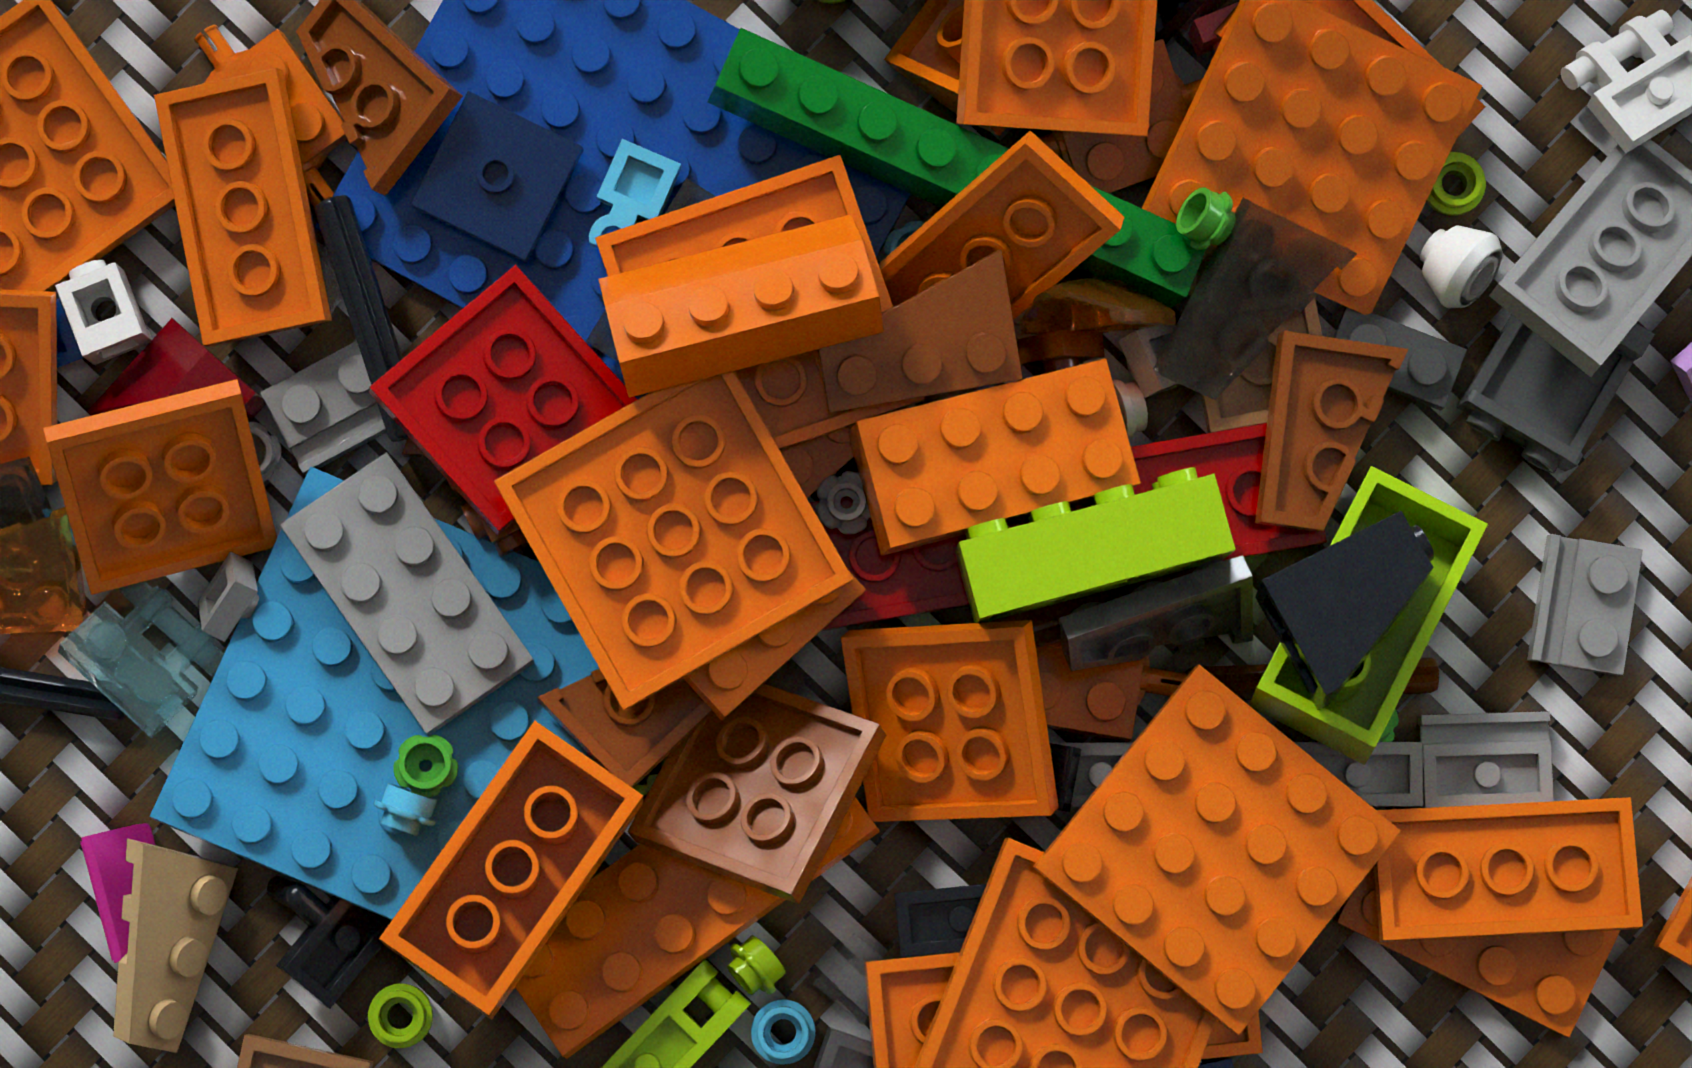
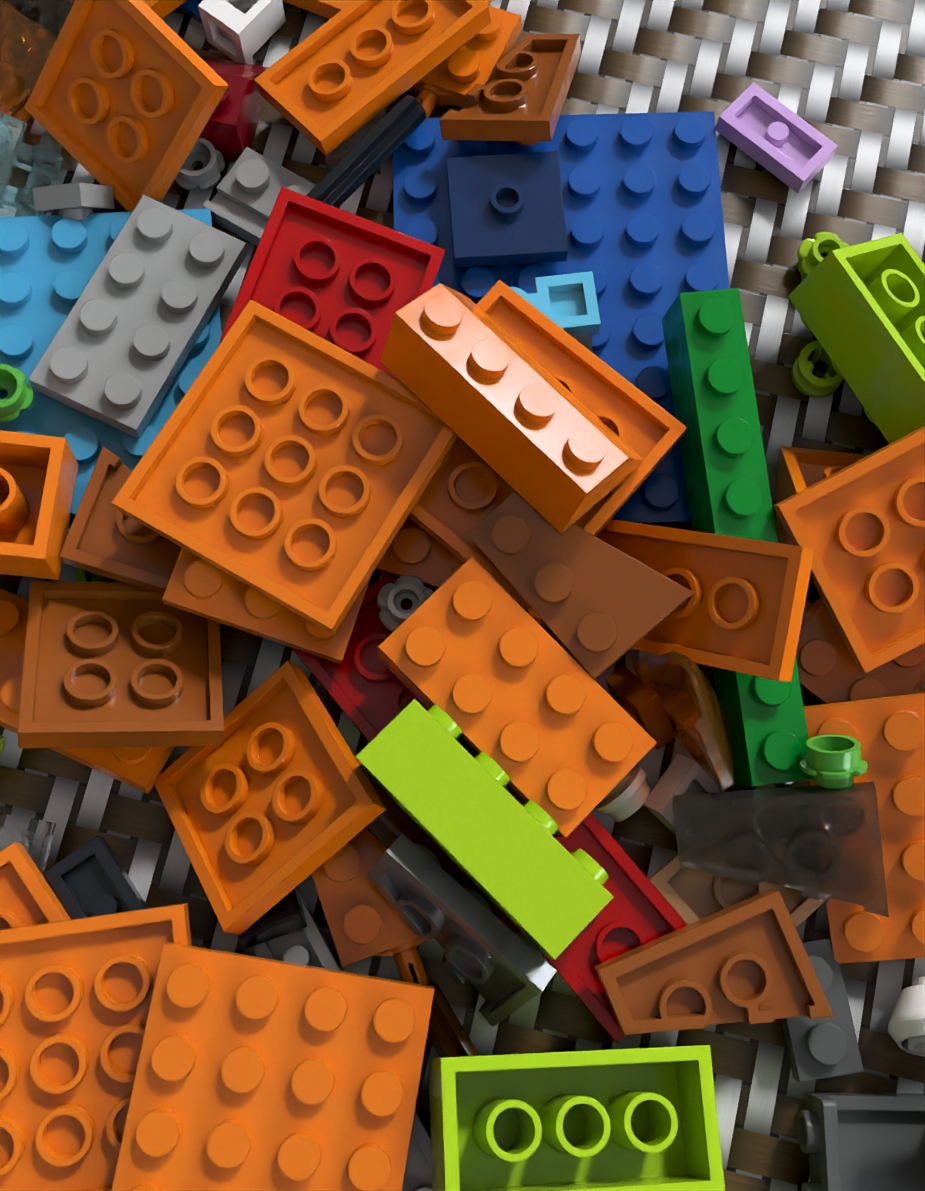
camera: 60 degrees right, 10 degrees down
(1344, 601) = (570, 1099): black slope -> none

